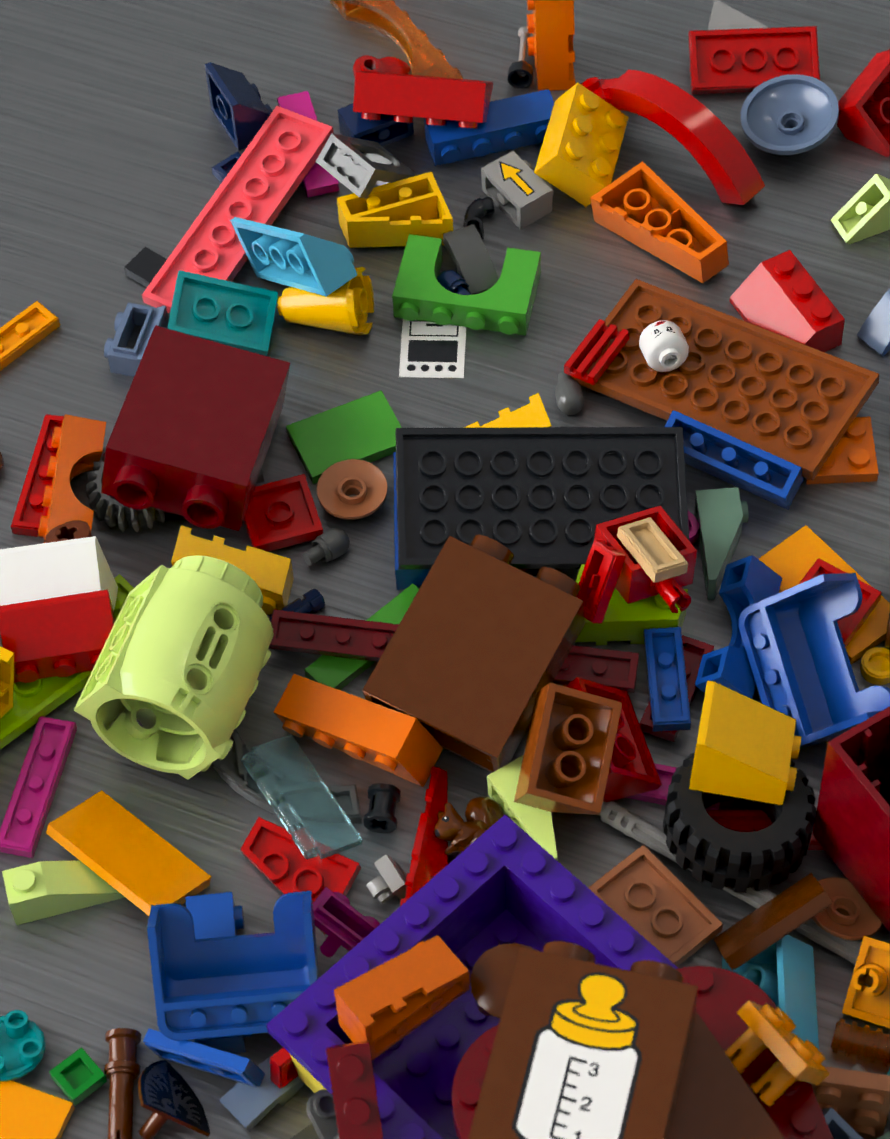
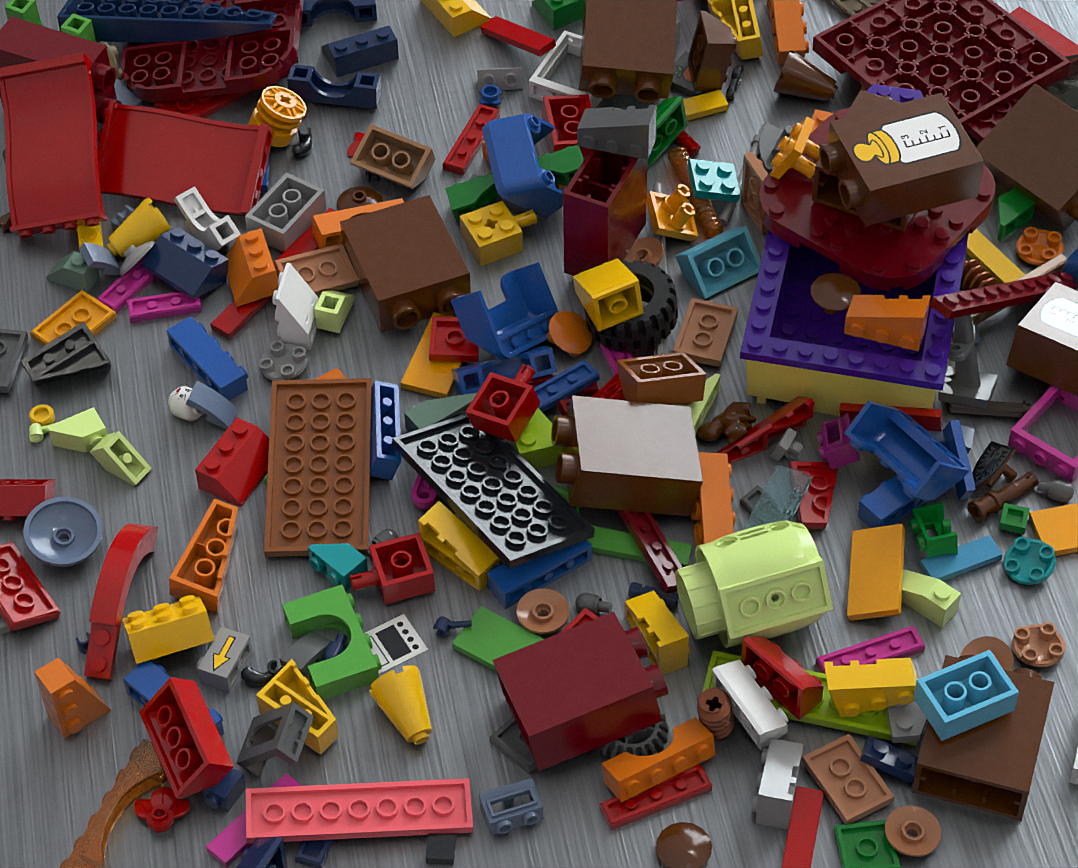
camera: 125 degrees left, 5 degrees down
(75, 975) = (969, 557): none -> dark azure tile
(125, 935) = (933, 518): none -> green window
(223, 311) = (459, 760): teal plate -> none
(295, 257) = (391, 723): medium azure slope -> none
(382, 808) = (746, 476): black bush -> none
(409, 397) = (444, 624): none -> dark blue hand
(508, 374) = (398, 569): none -> red brick
(521, 67) = (102, 722): black hinge -> none
(562, 334) = (337, 562): none -> teal slope
(588, 353) = (346, 530): red tile -> none
(599, 579) = (527, 407): red tile -> none
(652, 550) = (510, 384): tan tile -> none
(663, 346) = (324, 492): white head -> none
(772, 921) = (684, 262): reddish brown tile -> none

